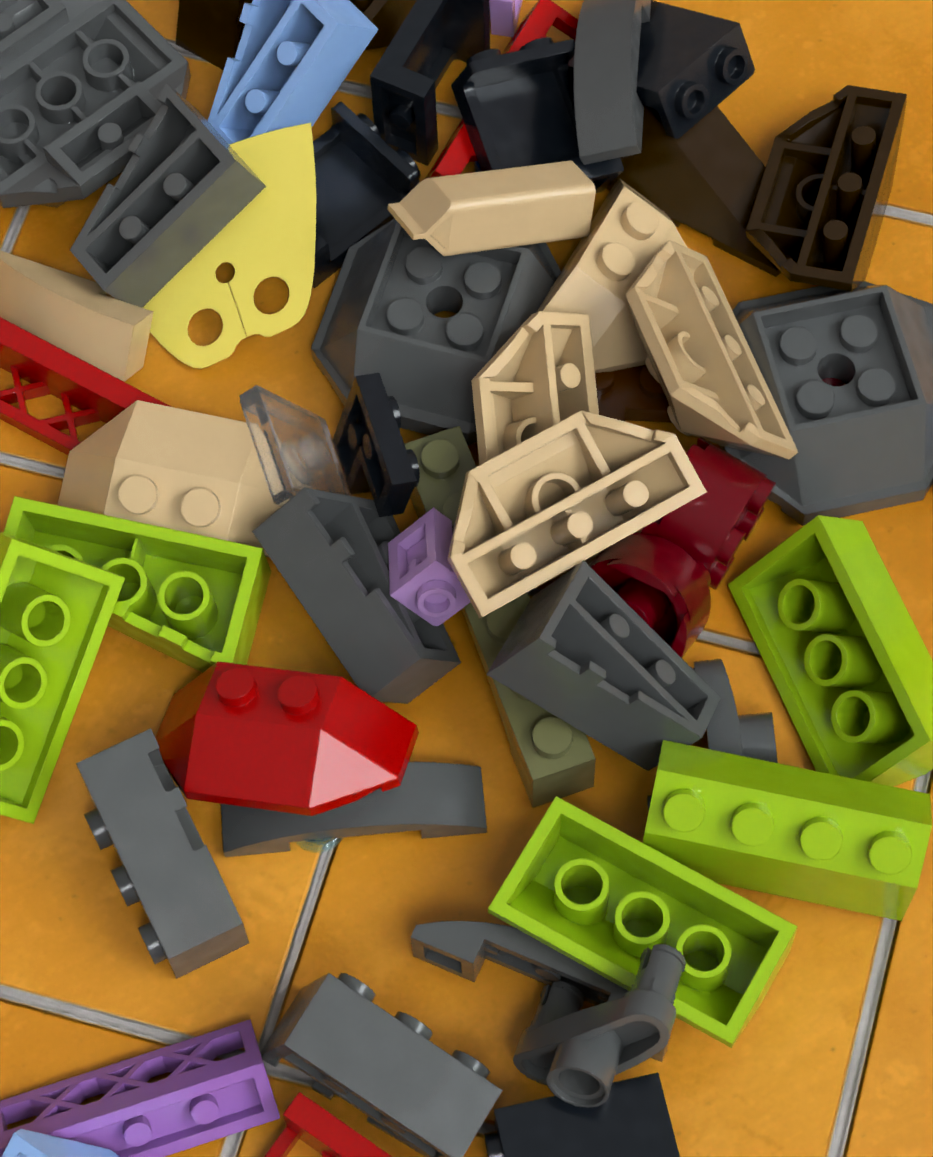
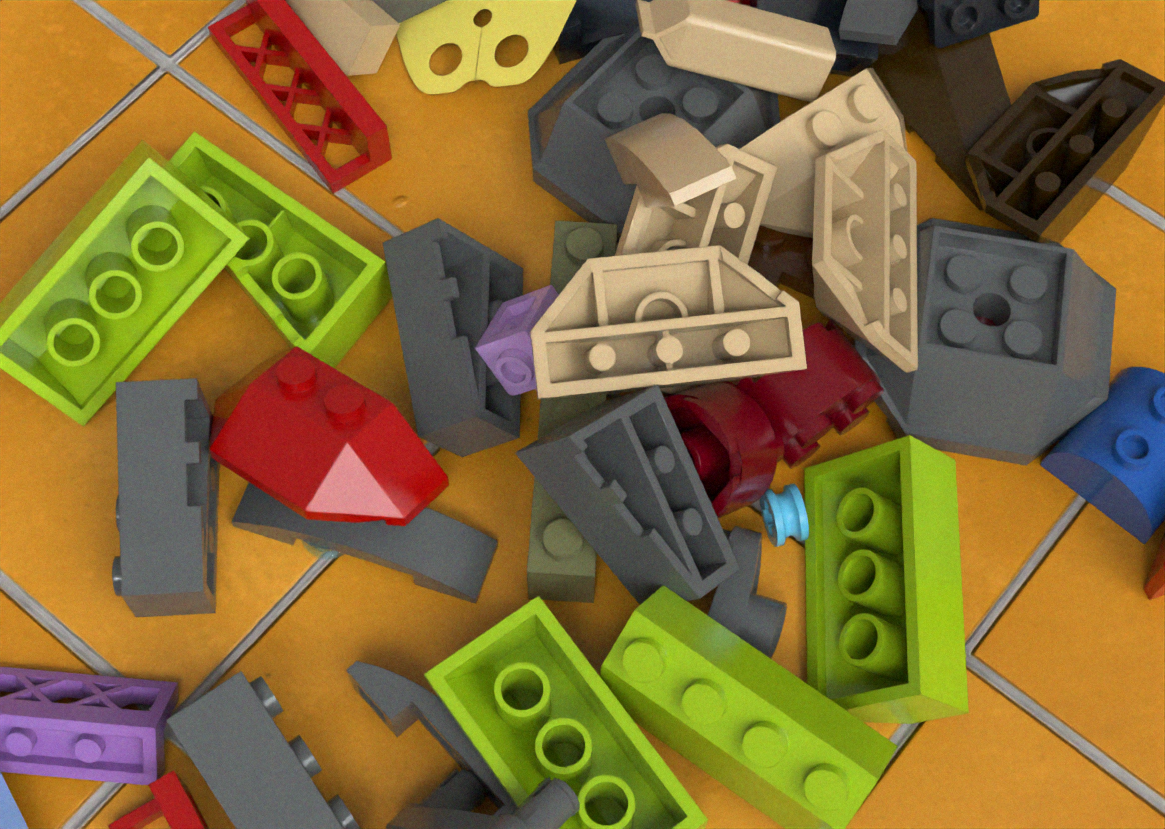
camera: 20 degrees right, 0 degrees up
(172, 473) = (354, 170): tan wedge -> none
(291, 446) = (462, 185): clear plate -> none
(373, 448) = (527, 225): black plate -> none
(497, 350) = (668, 160): none -> tan slope
(732, 634) = (784, 515): none -> medium azure bush

